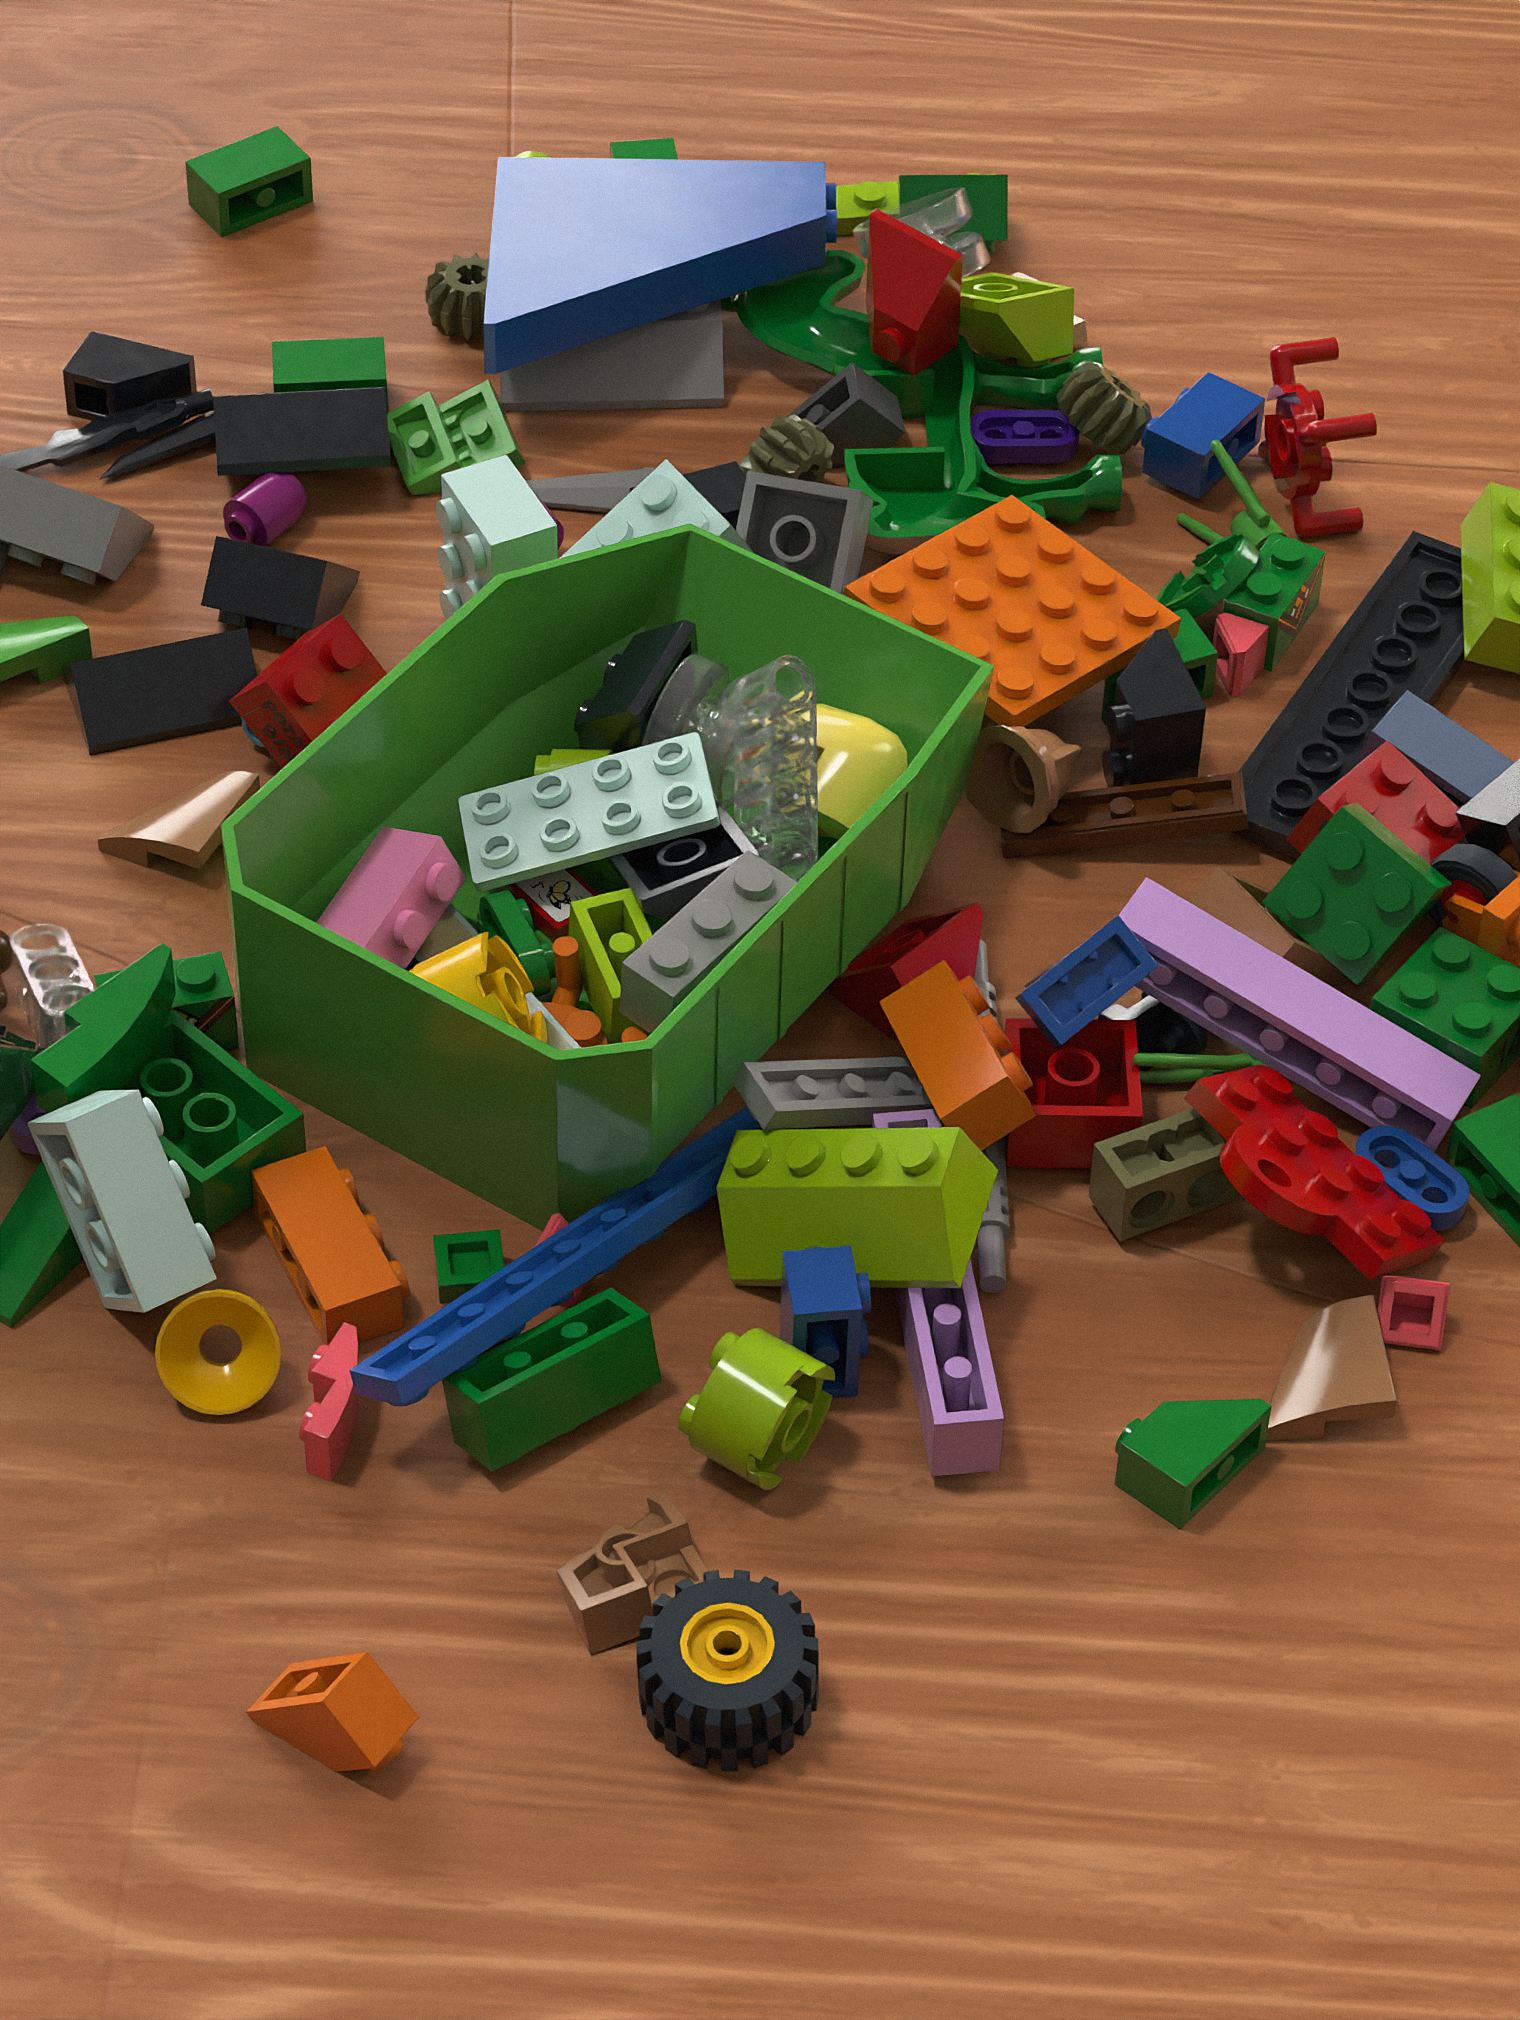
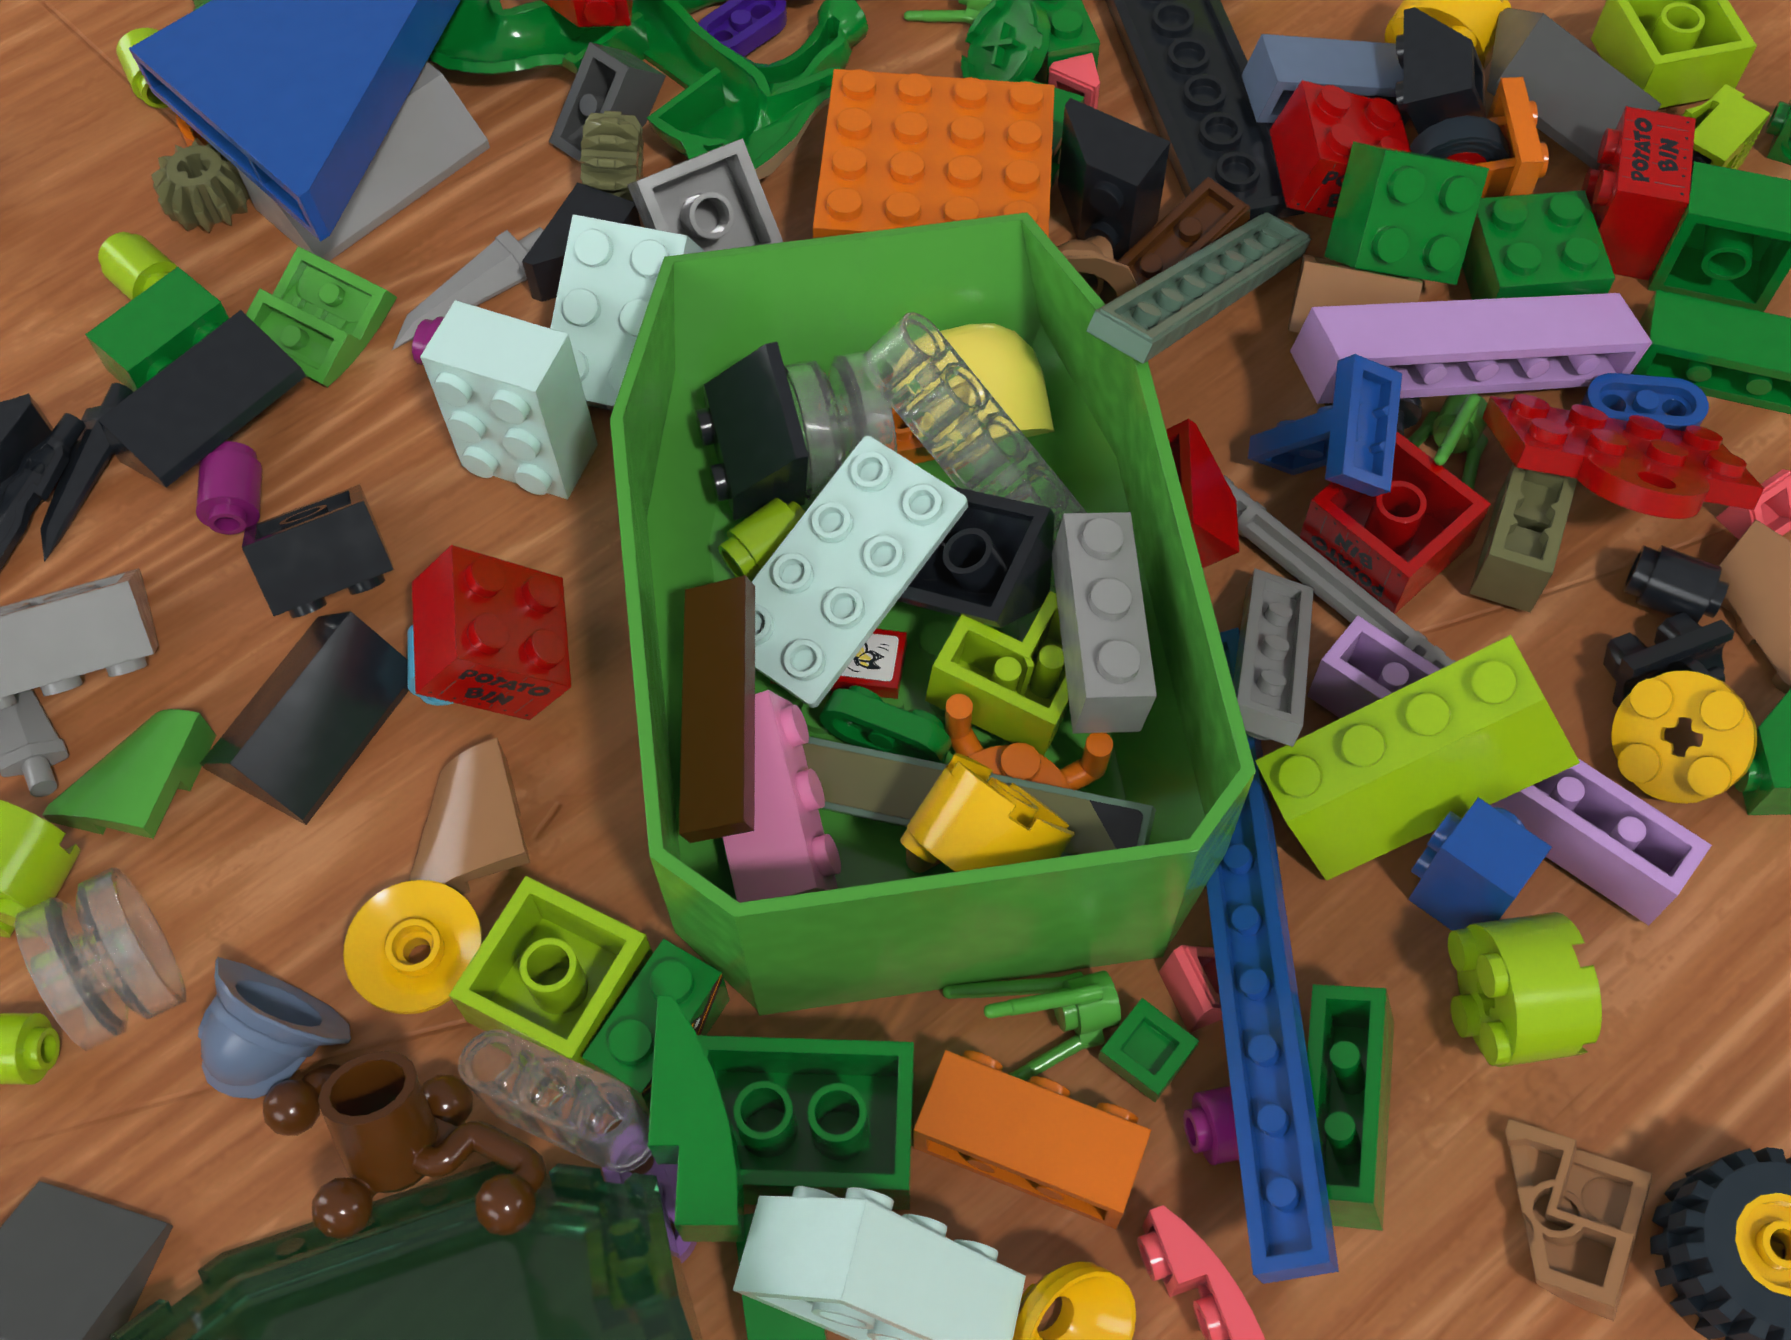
camera: 40 degrees left, 15 degrees up
(71, 859) = (395, 924): none -> yellow dish
(129, 910) = (550, 971): none -> lime brick
(363, 314) = (132, 263): none -> lime brick
(396, 824) = (718, 711): none -> reddish brown tile
(453, 1205) = (1078, 1001): none -> bright green plant
(960, 1054) = (1329, 558): orange brick -> none
(1078, 804) = (1197, 287): none -> sand green tile
(1104, 1341) = (1705, 770): none -> yellow plate
(1172, 1339) = (1678, 647): none -> black hips
(1254, 1296) = (1676, 583): none -> black brick

